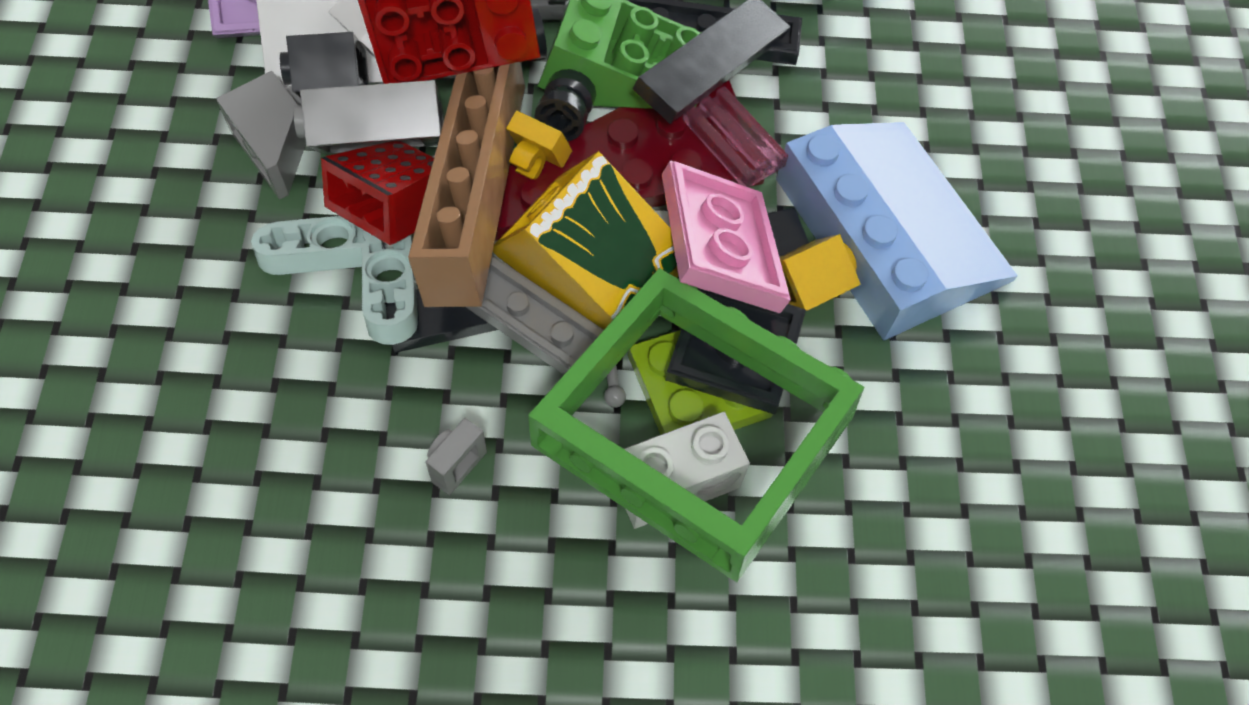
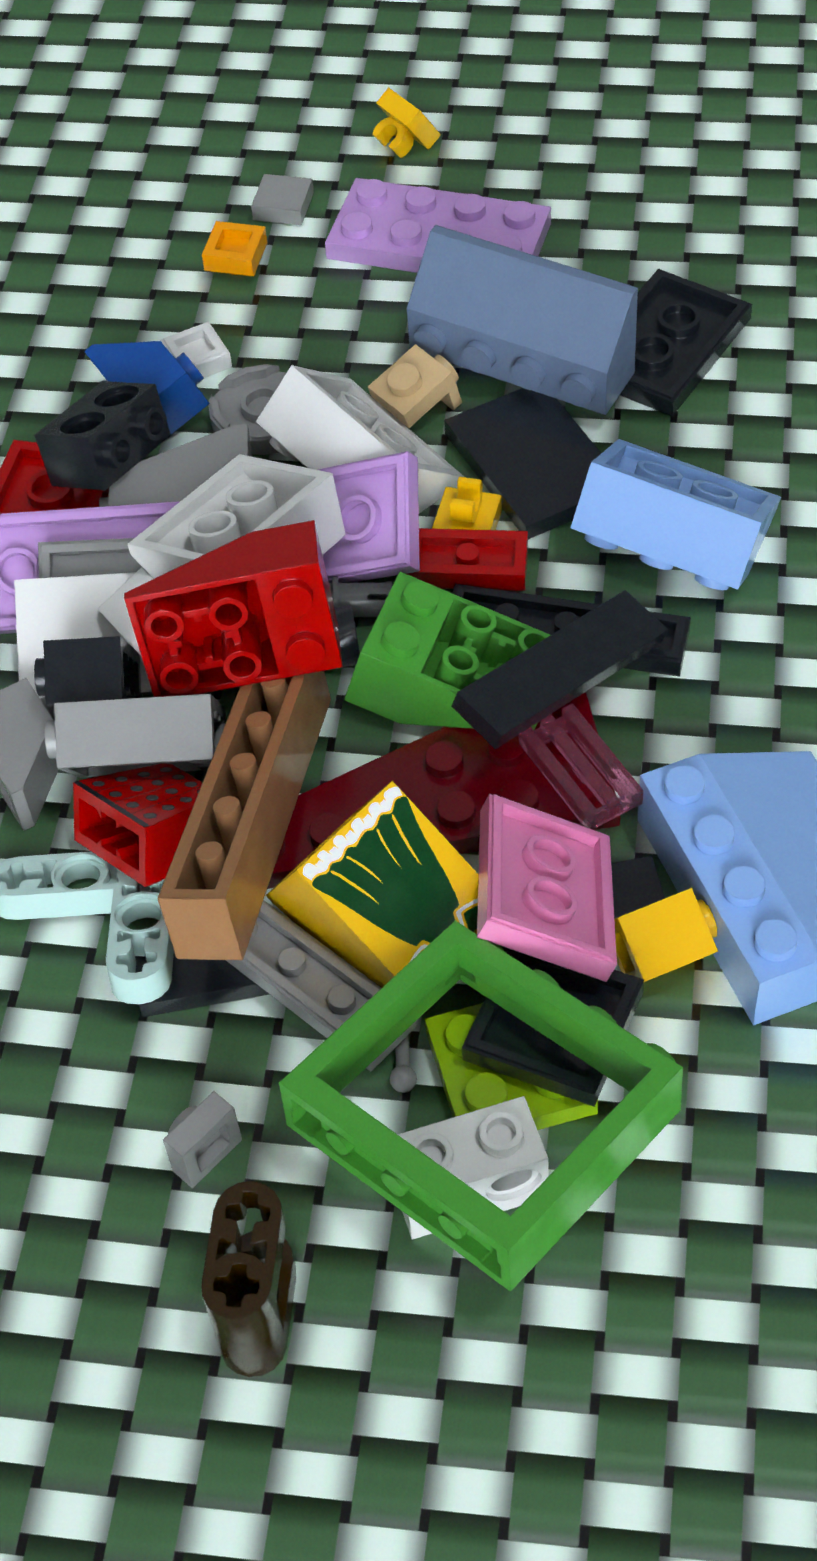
camera: 15 degrees right, 10 degrees down
(509, 586) = (244, 1296): none -> dark brown connector
(535, 145) = (331, 772): yellow tile -> none
(567, 102) = (373, 724): black wheel -> none

